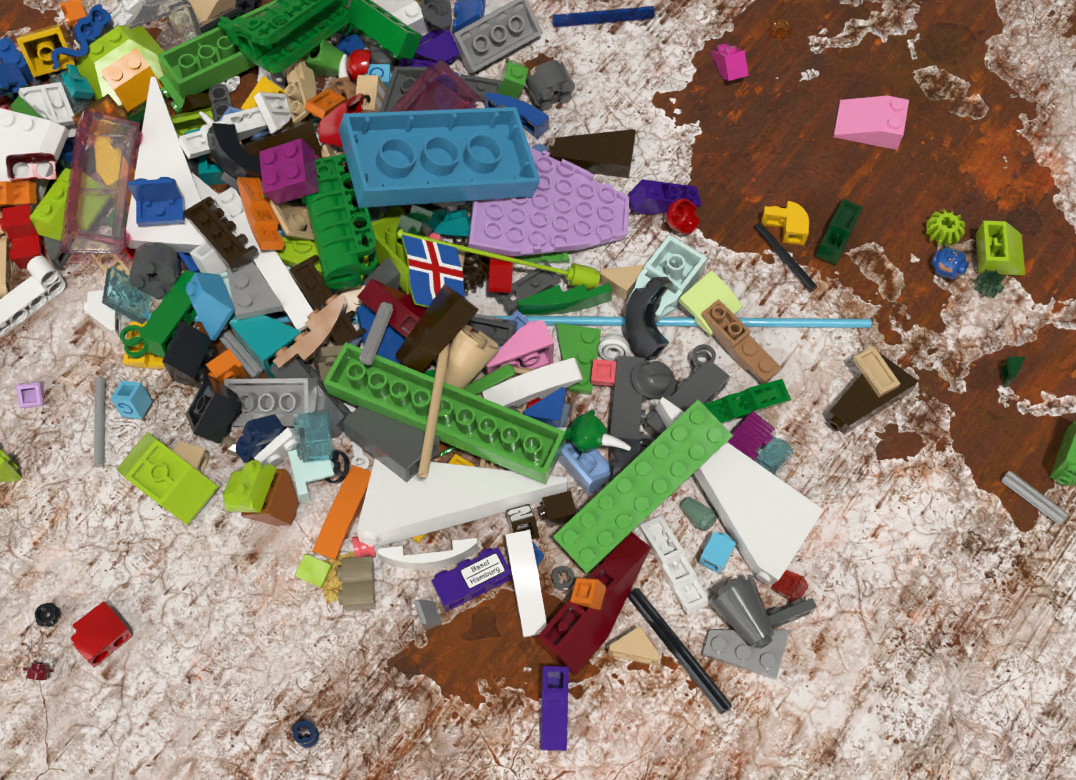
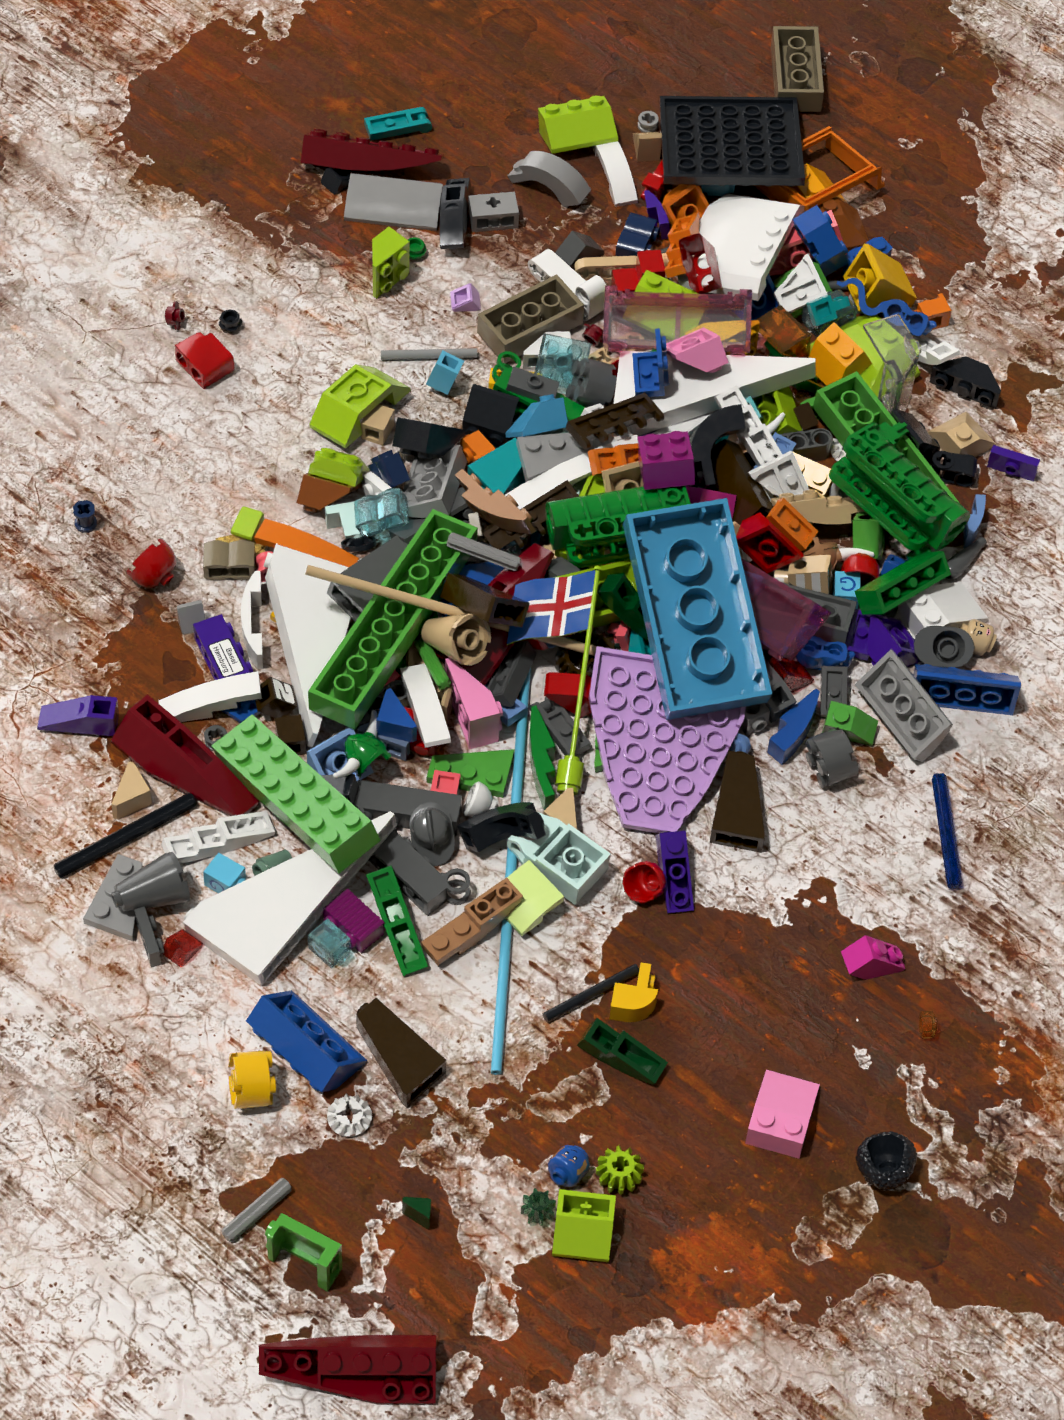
camera: 90 degrees right, 10 degrees down
(67, 328) = (528, 315): none -> dark tan brick
(85, 277) = (593, 334): none -> dark red plate
(138, 160) = (699, 349): none -> bright pink slope
(163, 313) = (530, 384): none -> dark grey plate
(369, 655) = (154, 566): none -> red cylinder
(588, 593) = (185, 740): orange slope -> none
(872, 469) = (305, 1040): none -> blue slope
(876, 371) = (420, 1049): tan tile -> none
(906, 50) = (886, 1159): none -> black hair
(925, 507) = (250, 1080): none -> yellow brick
(927, 439) = (341, 1124): none -> white gear

